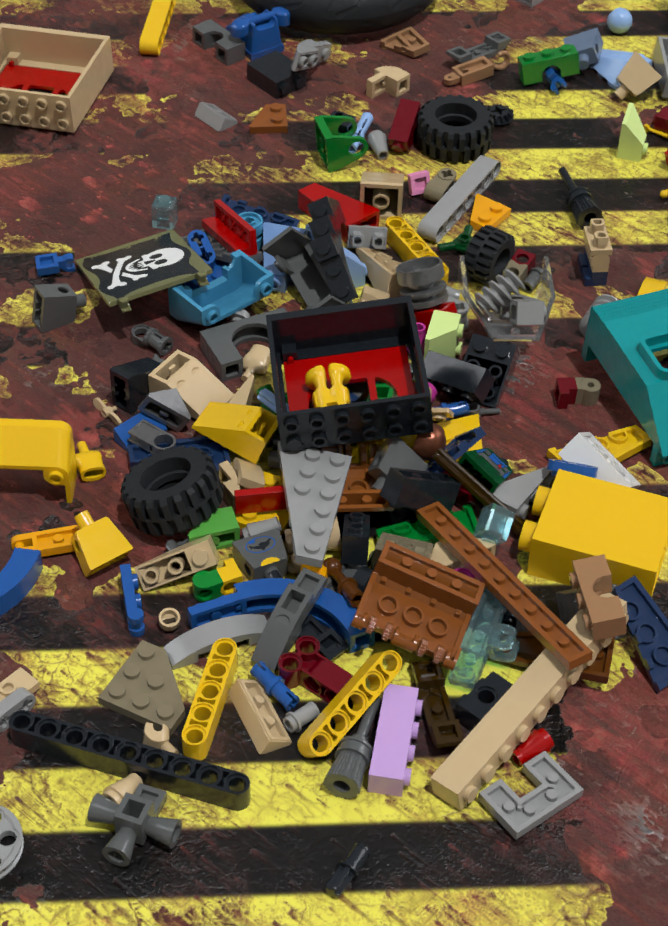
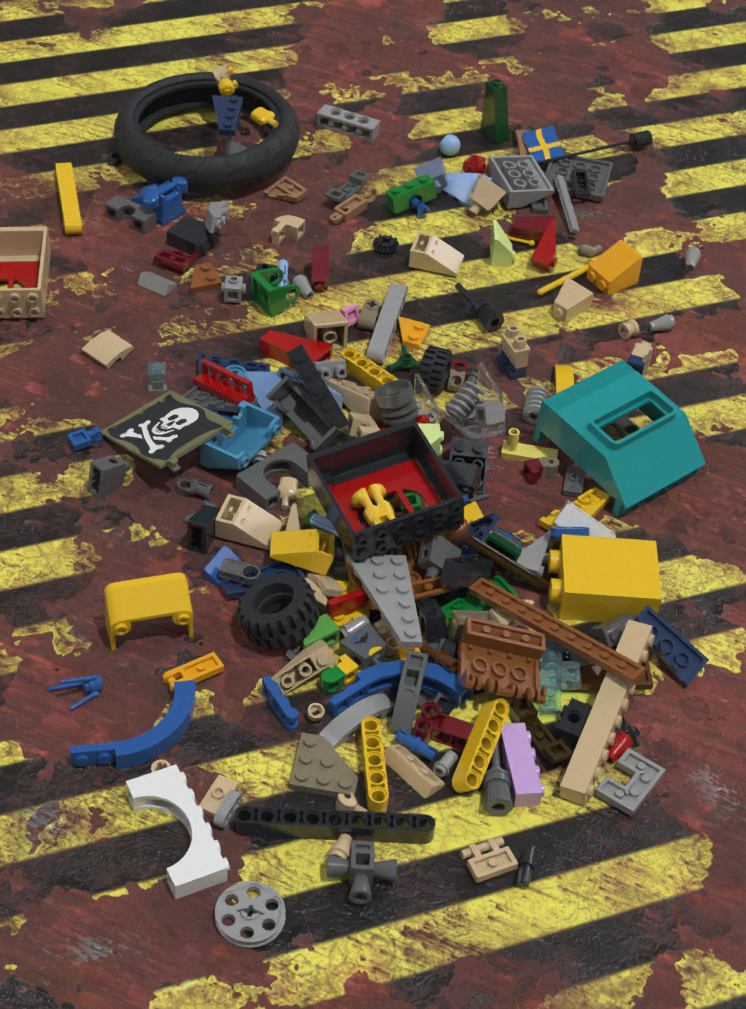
camera: 20 degrees left, 0 degrees up
(89, 463) = (199, 603): yellow piece -> none
(98, 543) = (236, 664): yellow torso -> none
(107, 411) = (187, 555): tan piece -> none
(125, 174) = (107, 348): none -> tan slope
(166, 408) = (240, 544): flat silver slope -> none
(205, 247) = (209, 403): blue beam -> none
(247, 95) = (175, 259): none -> dark red wing
(295, 134) = (233, 289): none -> light grey brick
(303, 855) = (490, 864): none -> tan plate
(454, 129) = (360, 263): black tyre -> none
(494, 524) = (528, 586): clear light blue brick -> none
(548, 133) = (434, 255): none -> tan slope
(559, 367) = (521, 452): none -> light yellow piece
(602, 614) = (640, 639): medium nougat arch -> none
(613, 414) = (574, 481): none -> flat silver plate
(640, 43) = (474, 164): none -> red brick

